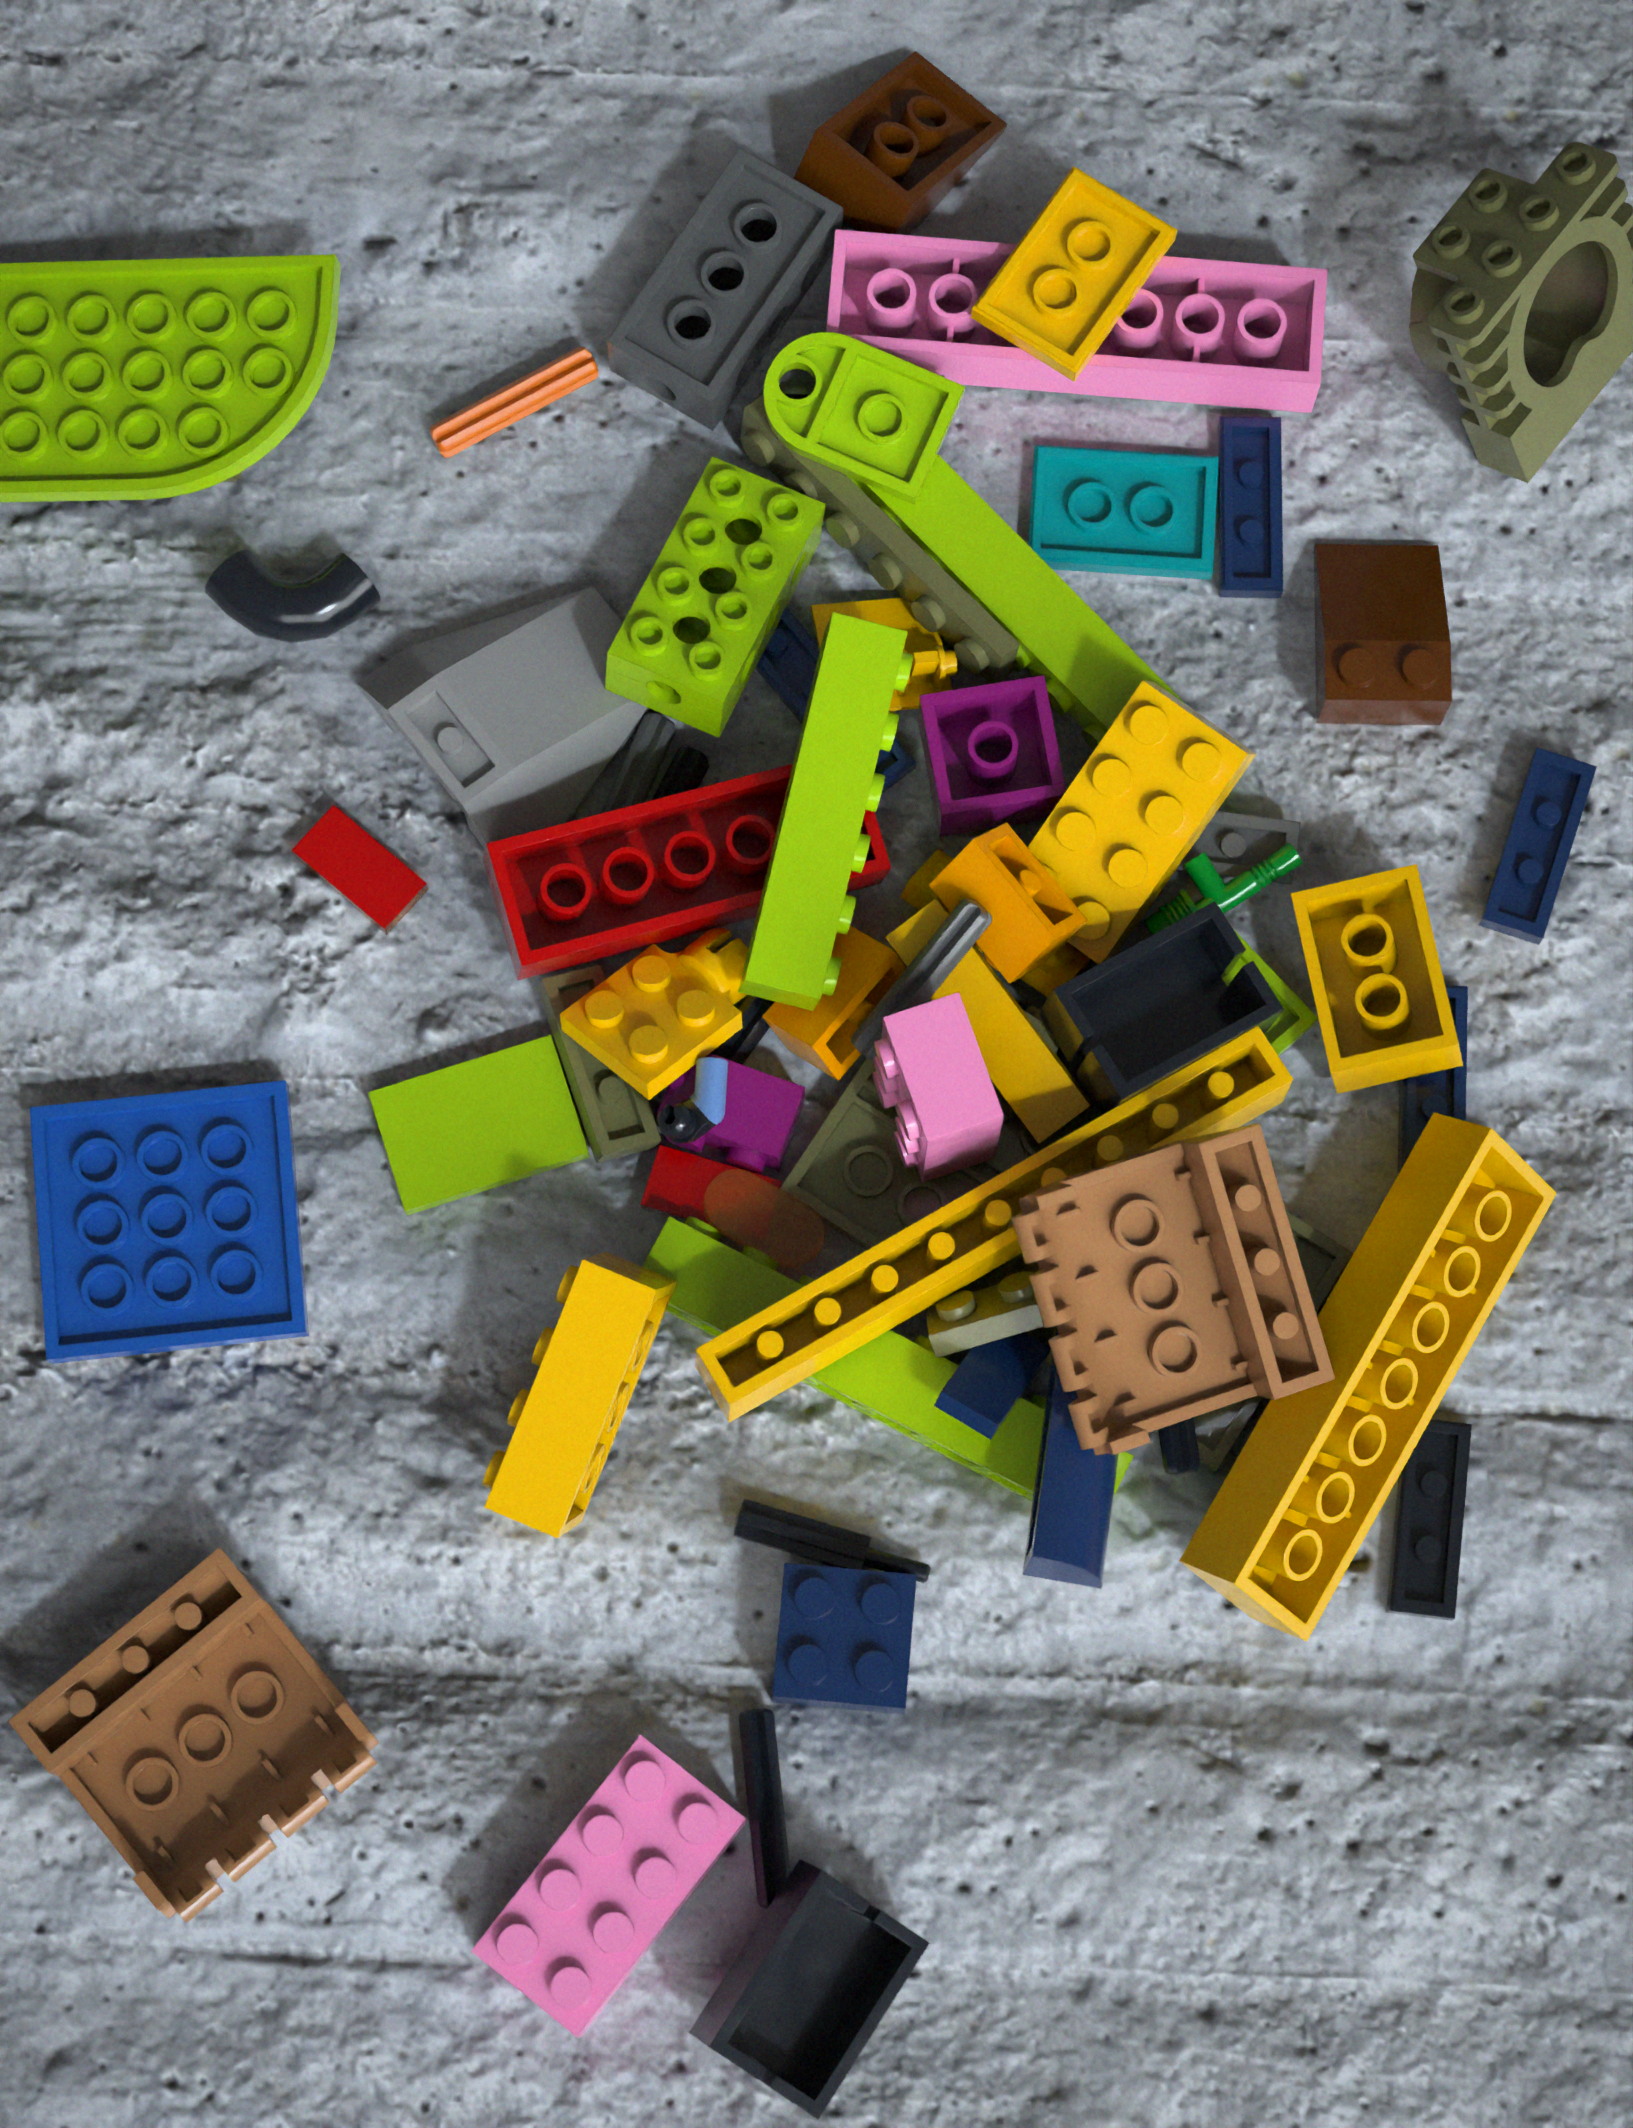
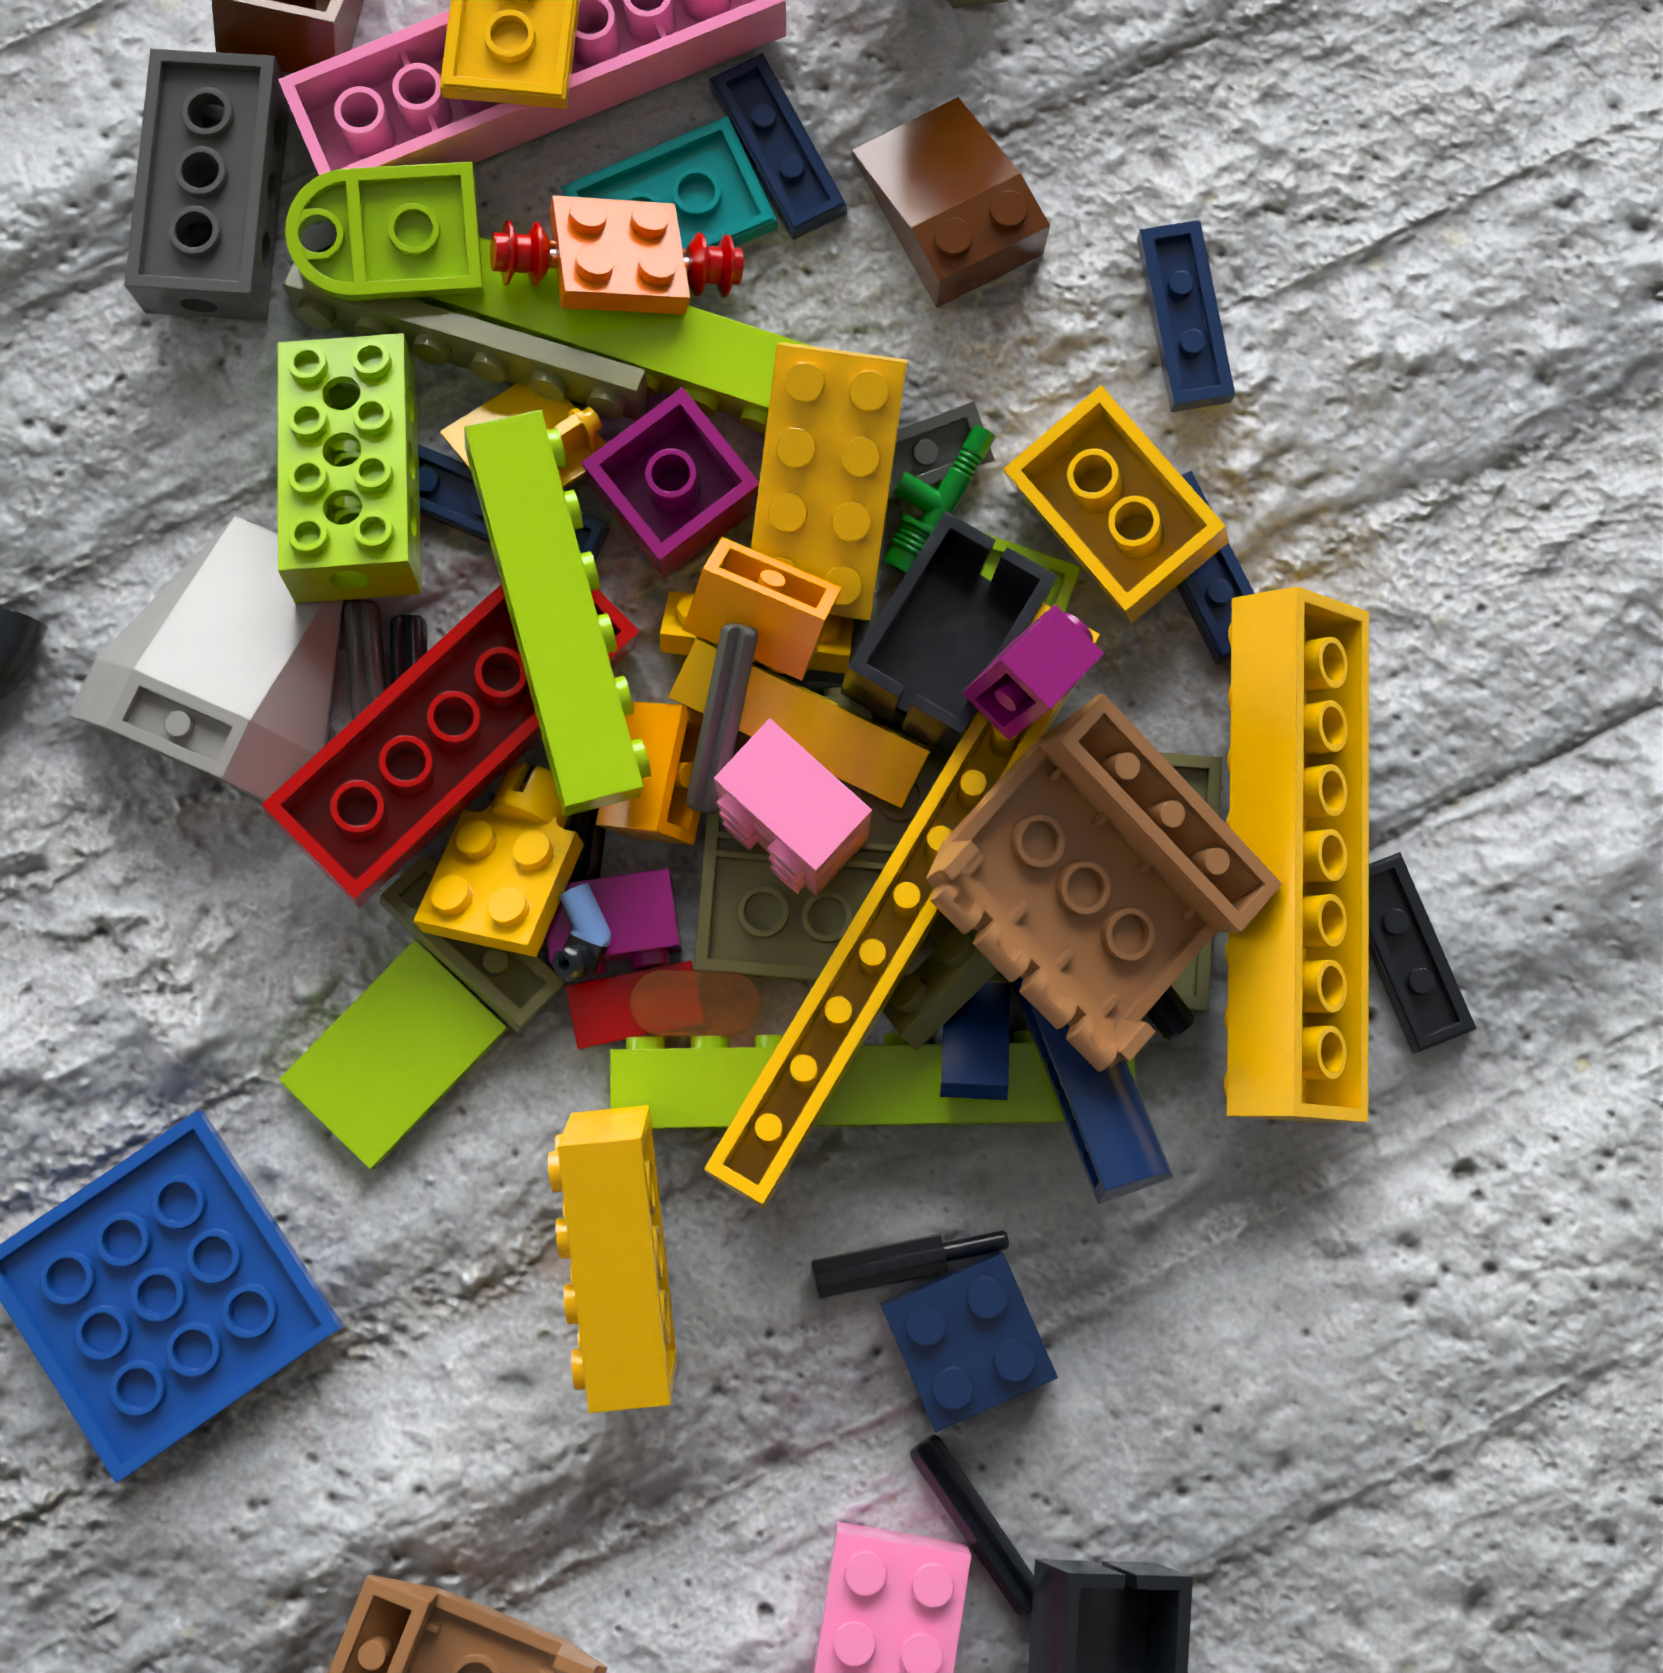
camera: 30 degrees left, 5 degrees up
(360, 869) = (162, 881): red tile -> none
(514, 402) = (73, 386): orange axle -> none
(1050, 533) = (617, 256): none -> plate
(1209, 1073) = (1034, 671): none -> magenta brick

